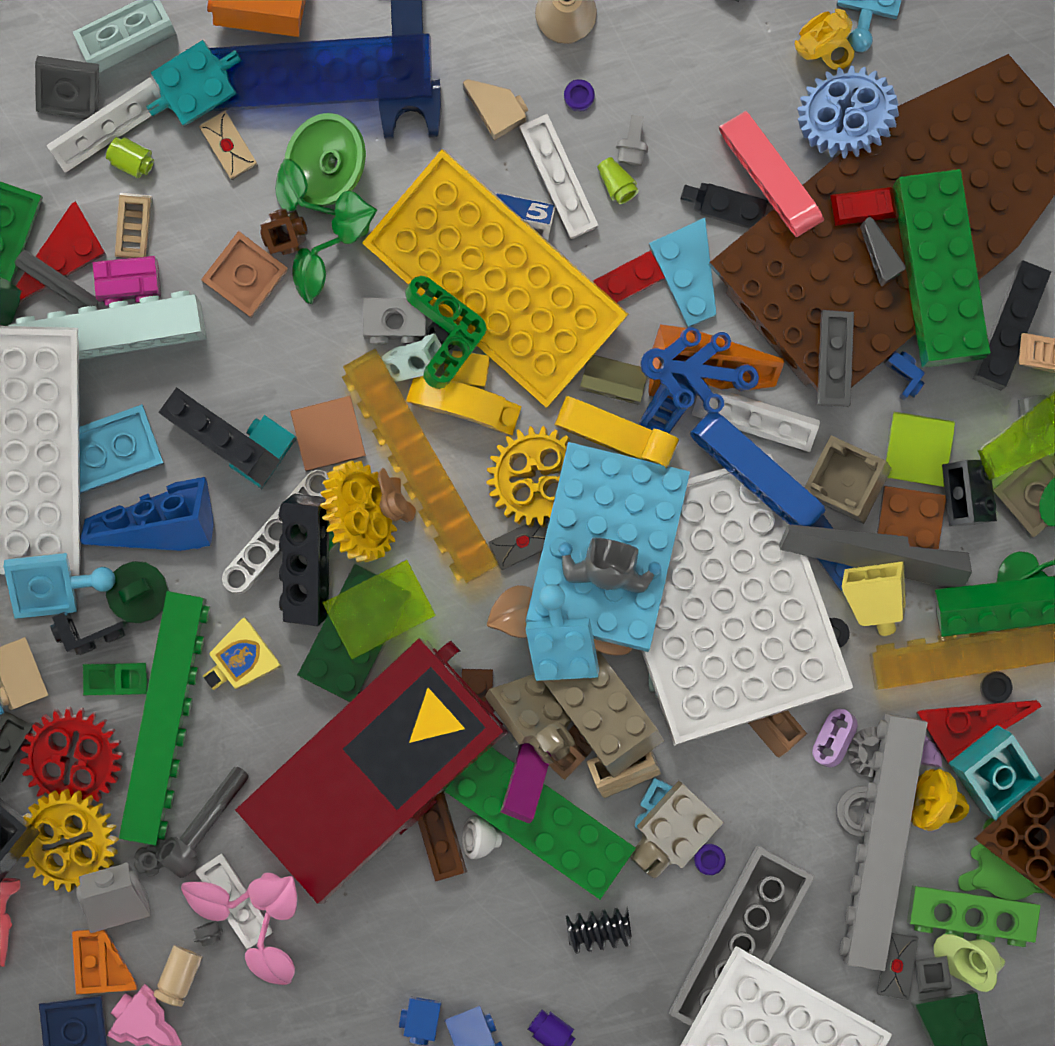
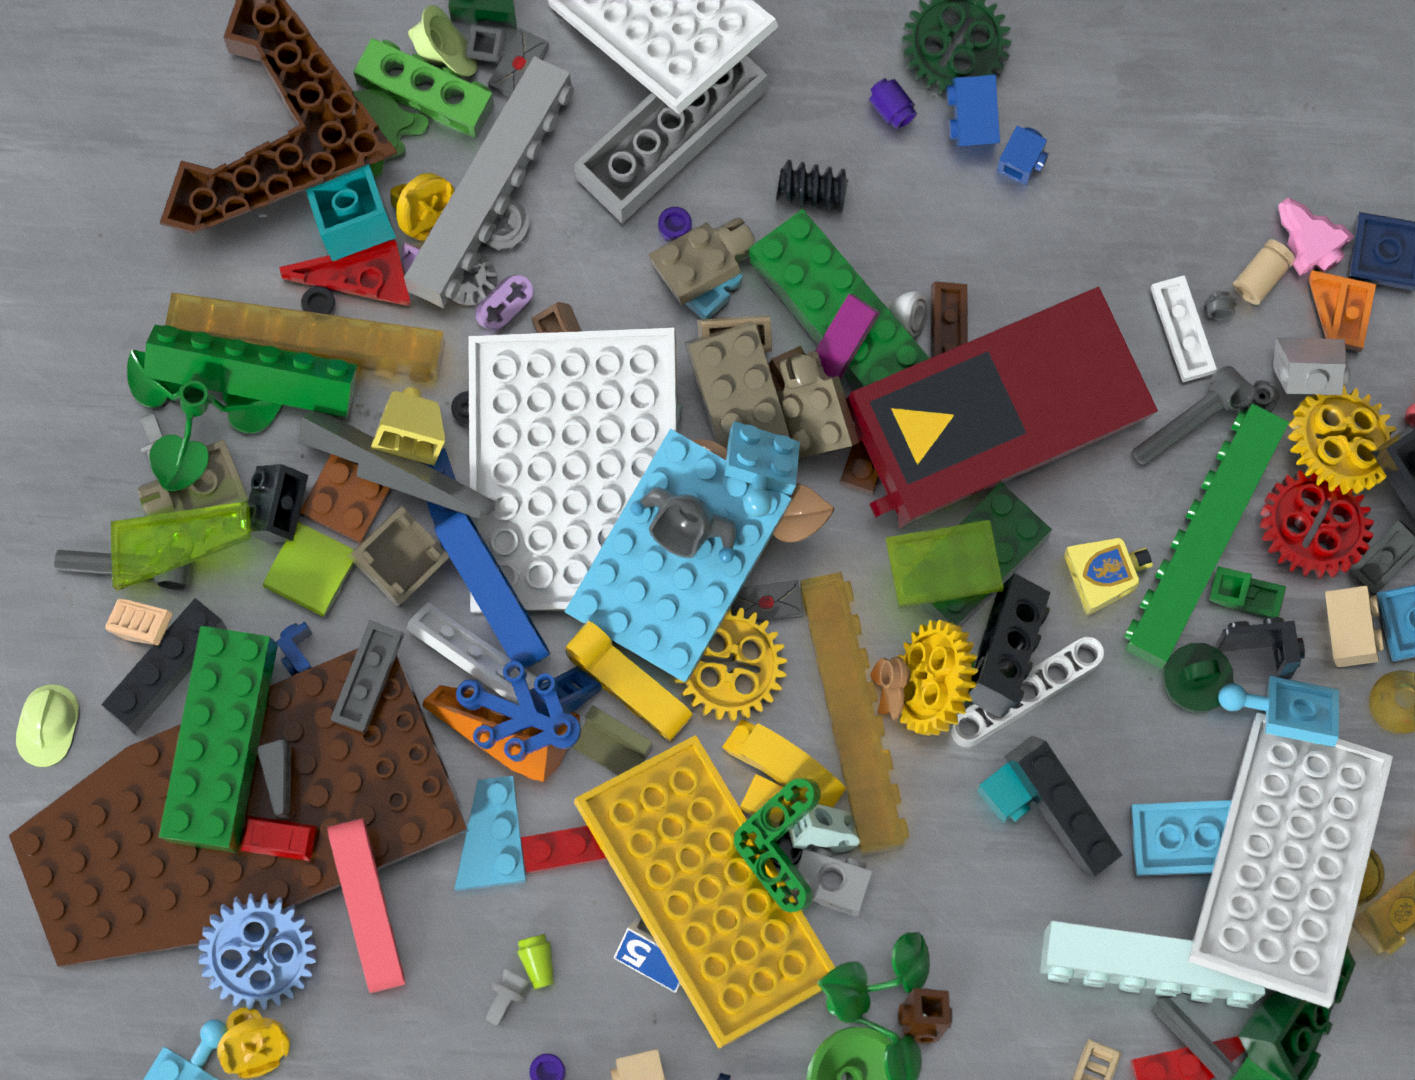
camera: 160 degrees left, 10 degrees down
(126, 279) = (1116, 1018): dark pink brick -> none
(167, 521) = (1146, 742): blue wedge -> none
(244, 274) = (982, 987): nougat tile -> none
(267, 893) = (1141, 296): bright pink plant -> none
(328, 433) = (941, 783): nougat tile -> none
(558, 176) = (600, 985): white plate -> none
(725, 204) = (425, 896): black hinge -> none

